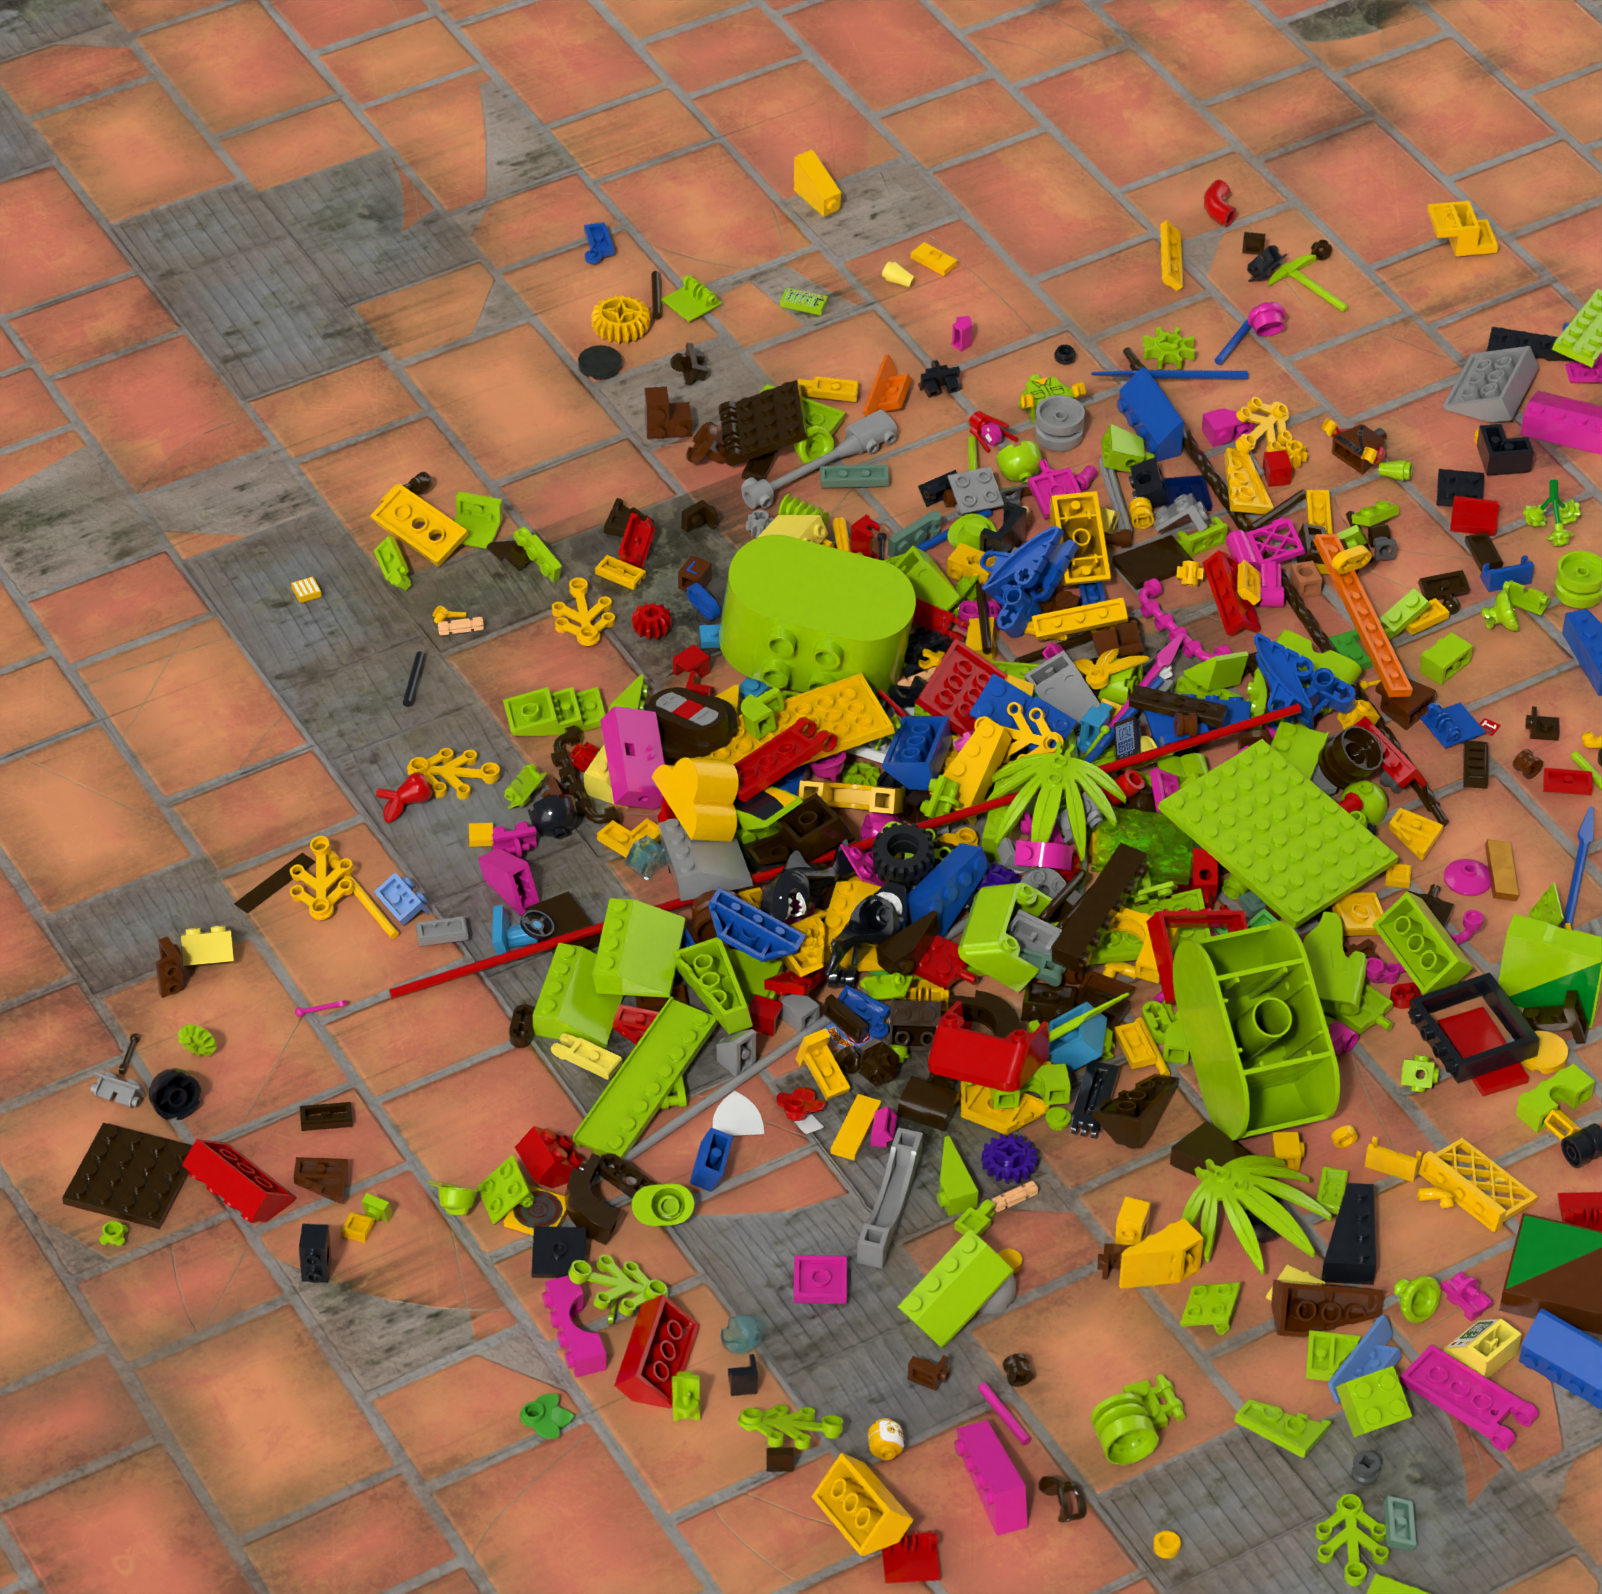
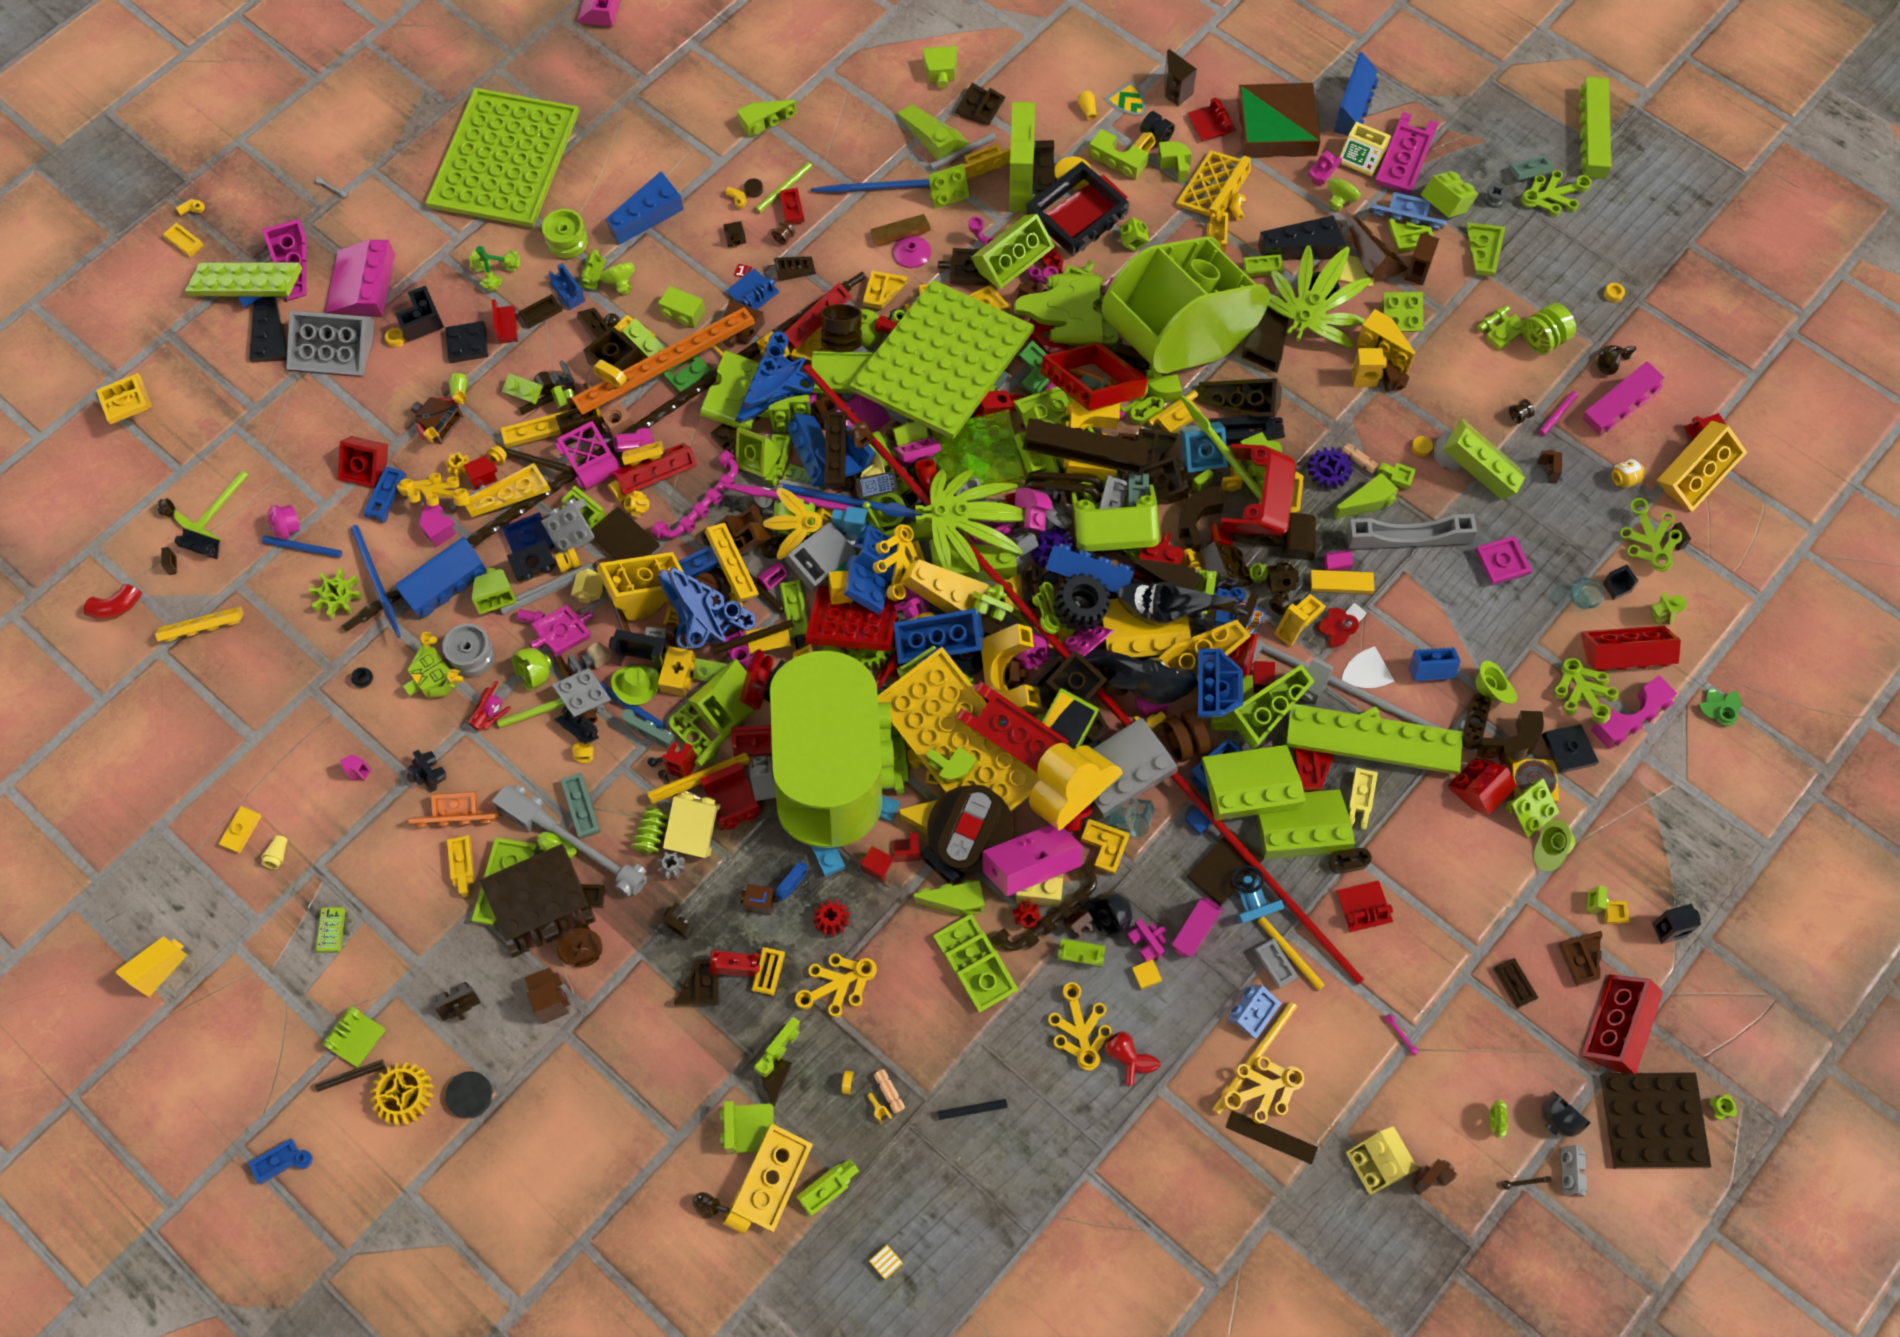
camera: 105 degrees left, 20 degrees up
(445, 950) = (1290, 952): none -> yellow bar
(467, 1020) = (1365, 906): none -> red hinge
(482, 597) = (847, 1082): none -> yellow tile
(855, 815) = (1014, 675): none -> reddish brown tile
(911, 486) = (582, 750): none -> yellow tile
(1271, 393) = (384, 494): none -> blue plate
(1278, 1337) = (1422, 259): none -> reddish brown hips
(1295, 484) = (496, 455): none -> yellow plate
(1327, 387) = (361, 461): none -> red slope
(1389, 583) = (613, 349): none -> dark brown brick
(1532, 1155) = (1175, 155): none -> lime brick

